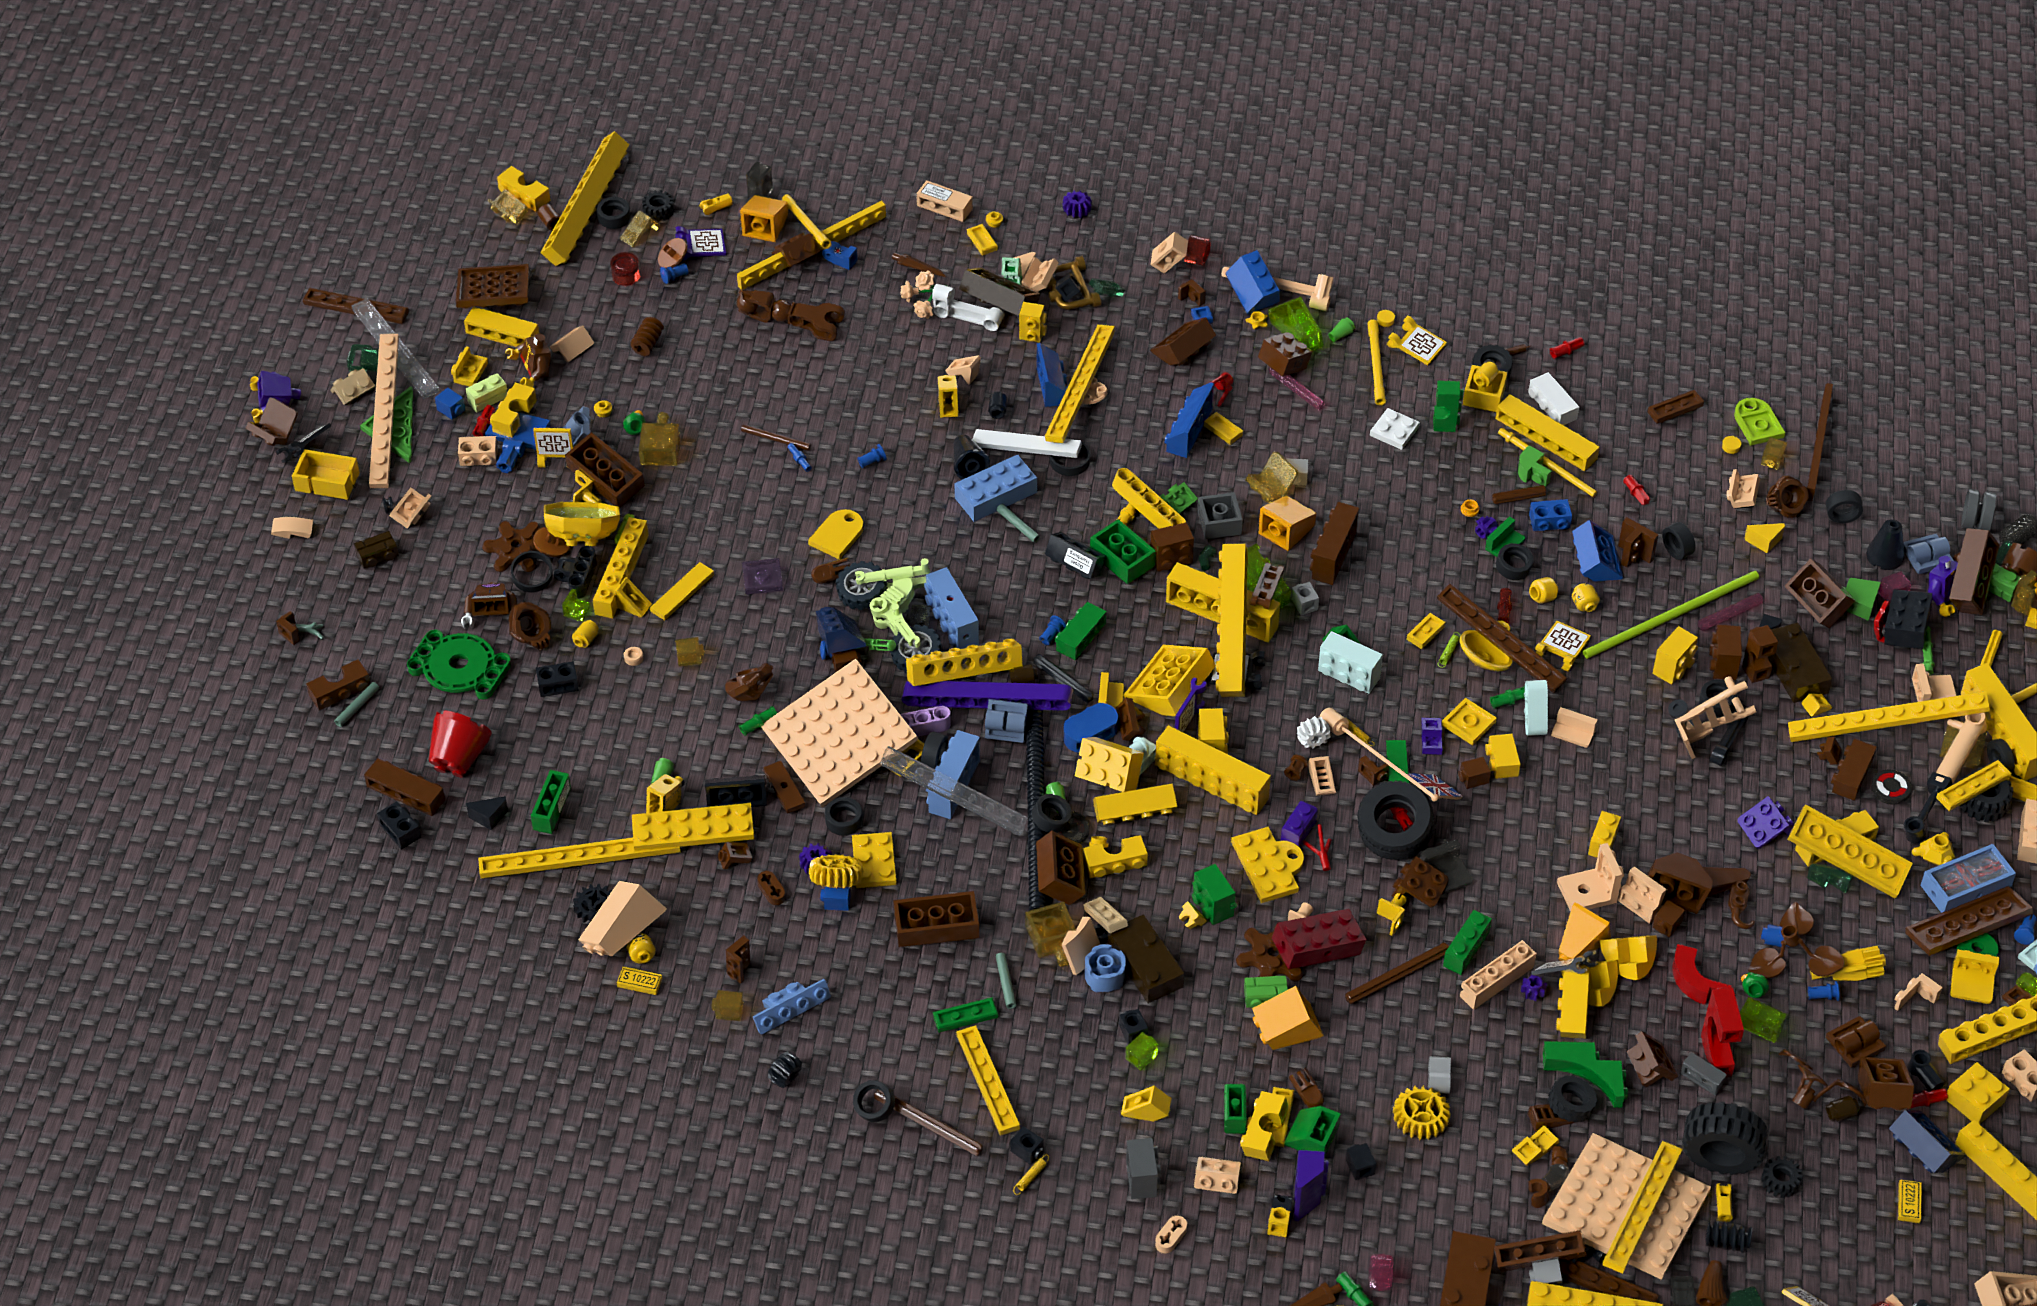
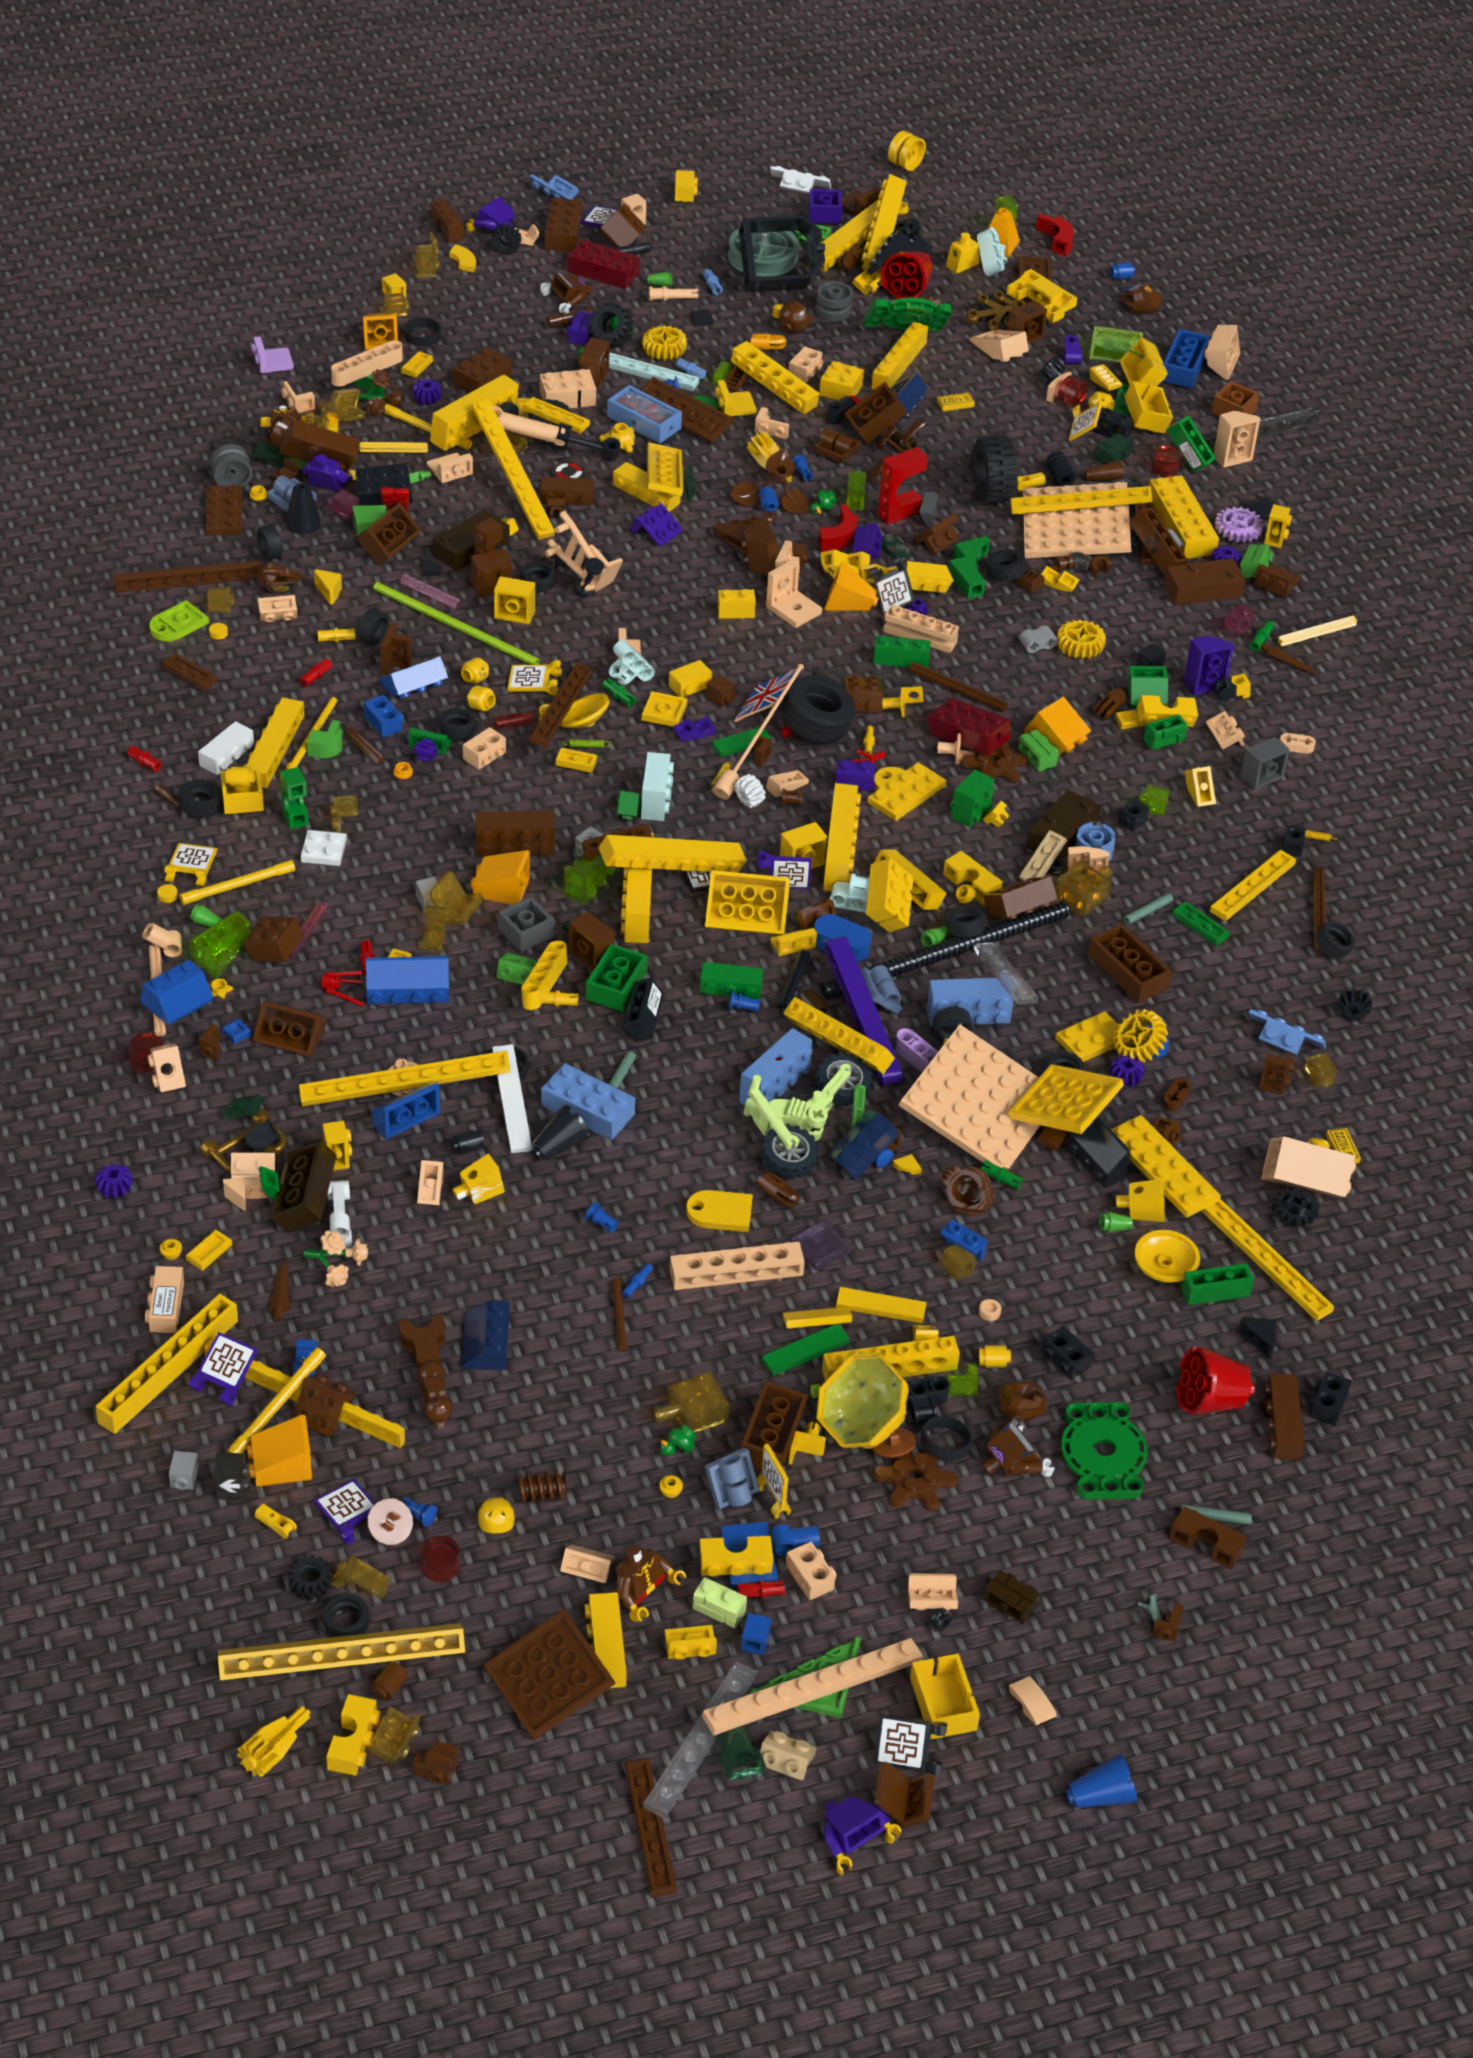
camera: 120 degrees left, 5 degrees down
(196, 531) = (1103, 1785): none -> blue cone
(471, 218) = (438, 1763): none -> reddish brown brick
(543, 150) = (271, 1742): none -> yellow piece
(595, 774) = (1166, 1255): none -> yellow dish
(643, 306) = (496, 1522): none -> yellow helmet
(671, 529) = (805, 1349): none -> green tile
(693, 545) = (817, 1317): none -> yellow tile
(702, 659) = (965, 1238): none -> blue bracket
(773, 515) = (736, 1265): none -> light nougat brick
(787, 170) = (183, 1470): none -> light grey brick
(791, 774) = (1066, 1098): none -> yellow plate
(798, 356) = (486, 1336): none -> dark blue slope
(809, 667) = (907, 1164): none -> yellow tile
(856, 208) = (225, 1366): none -> flag
(882, 182) = (166, 1364): none -> yellow brick
(1240, 411) = (366, 952): none -> red axle
(1245, 461) = (435, 929): none -> clear yellow bracket
(1350, 863) = (869, 740): none -> yellow bar
(1427, 444) = (343, 807): none -> clear yellow bracket
(1471, 570) = (484, 748): none -> light nougat brick
(1653, 1020) = (895, 547): none -> clear green plate
(1661, 988) = (868, 540): none -> dark purple brick
(1690, 518) = (336, 635): none -> yellow pin
(1924, 501) = (224, 510): none -> reddish brown plate
(1941, 530) = (258, 493): none -> yellow plate

